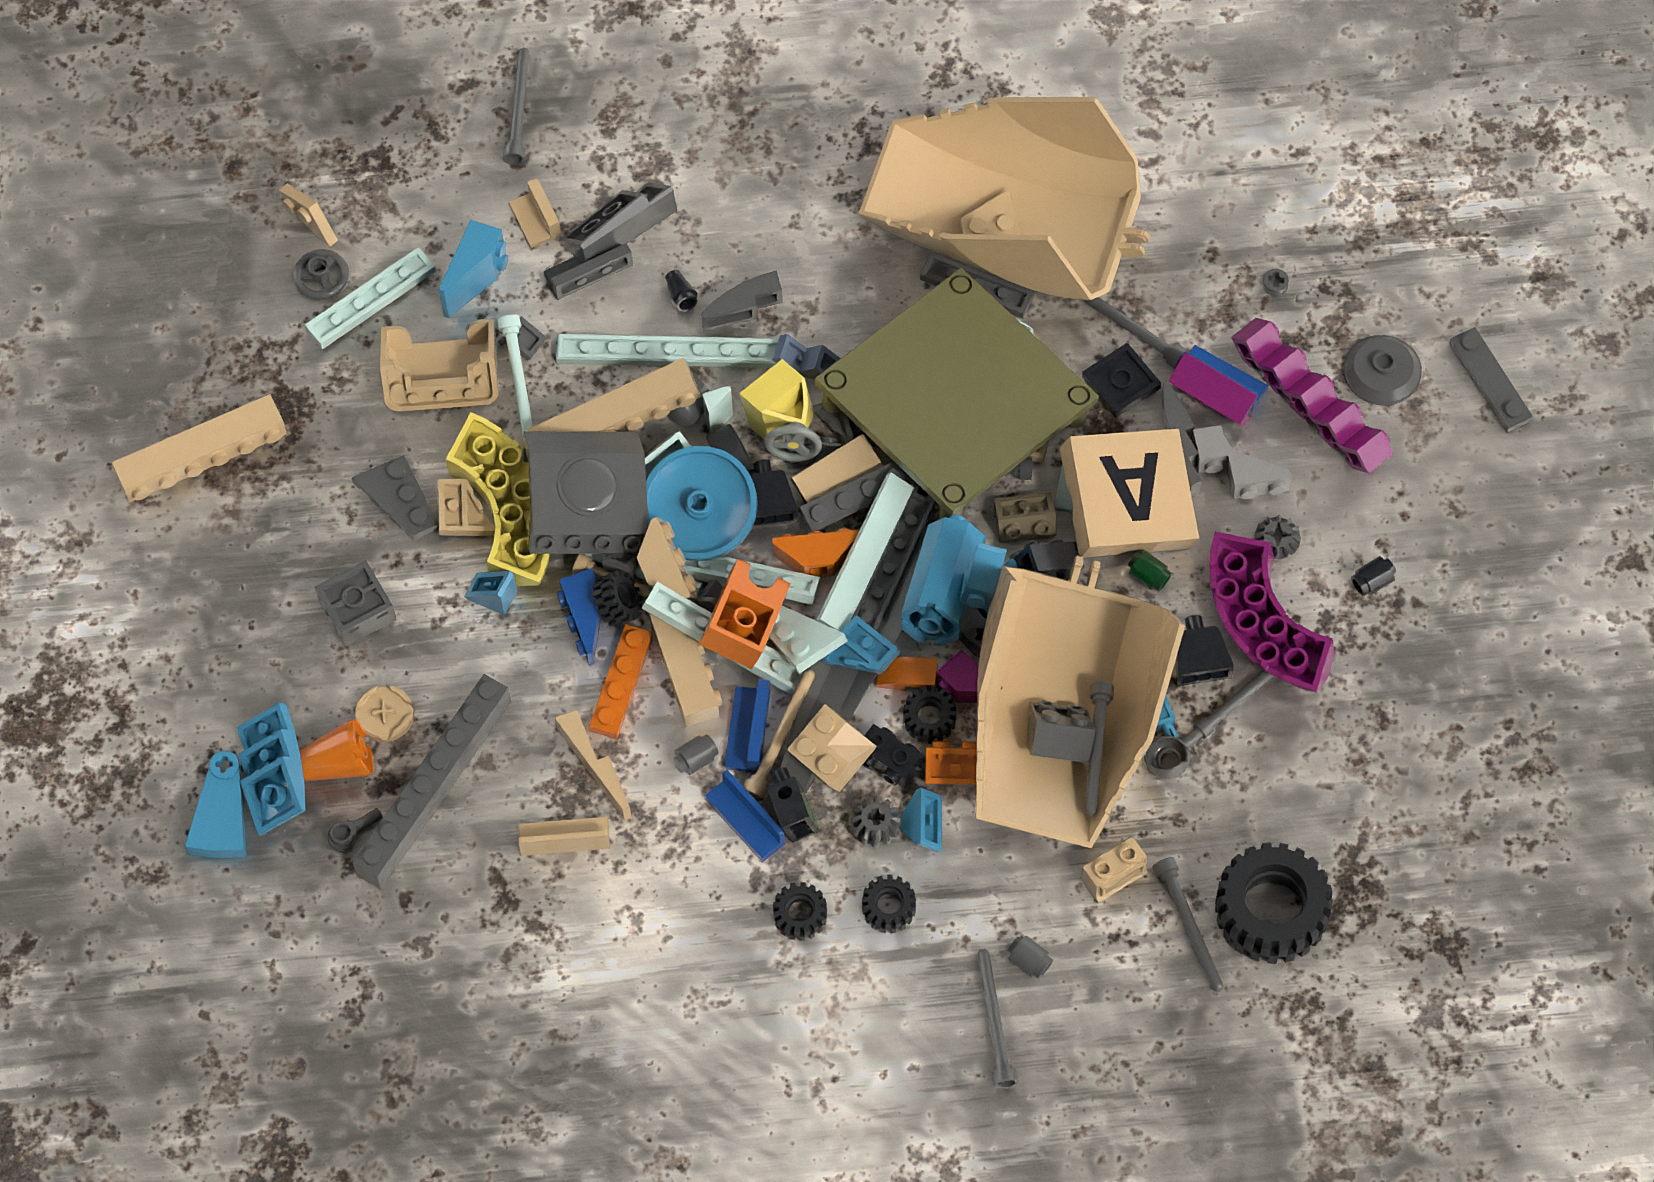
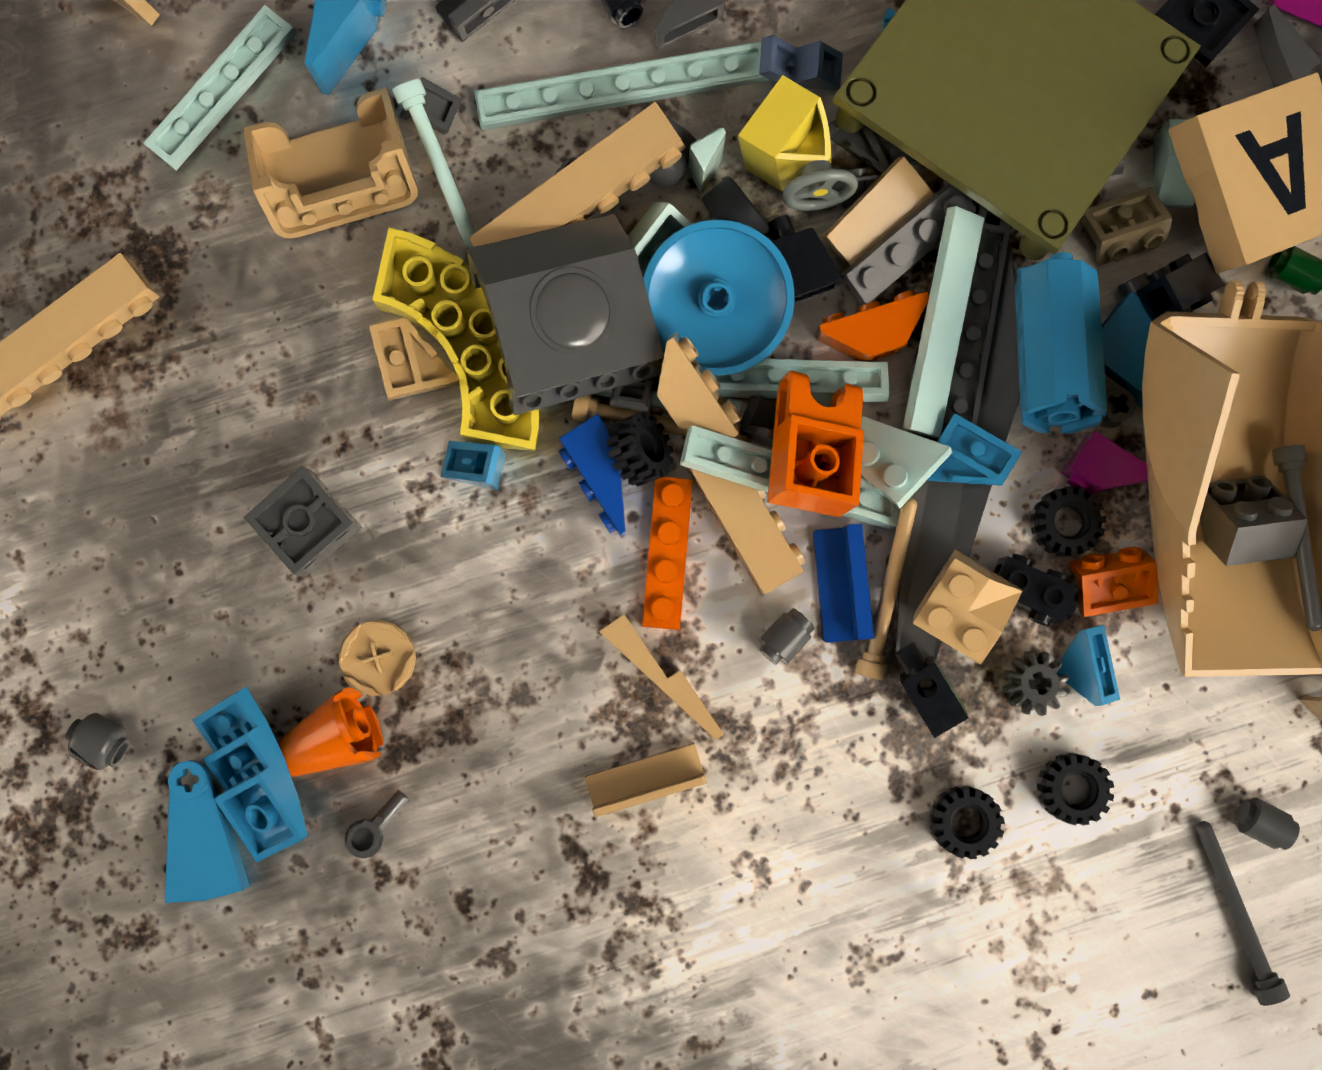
camera: 15 degrees left, 20 degrees up
(162, 728) = (97, 741): none -> dark grey head
(320, 260) = (136, 54): dark grey piece -> none
(399, 495) = (324, 355): dark grey wing -> none
(432, 781) = (460, 748): dark grey brick -> none
(746, 817) = (868, 708): blue panel -> none
(909, 672) = (1037, 470): orange slope -> none
(982, 576) = (1133, 344): dark azure slope -> none

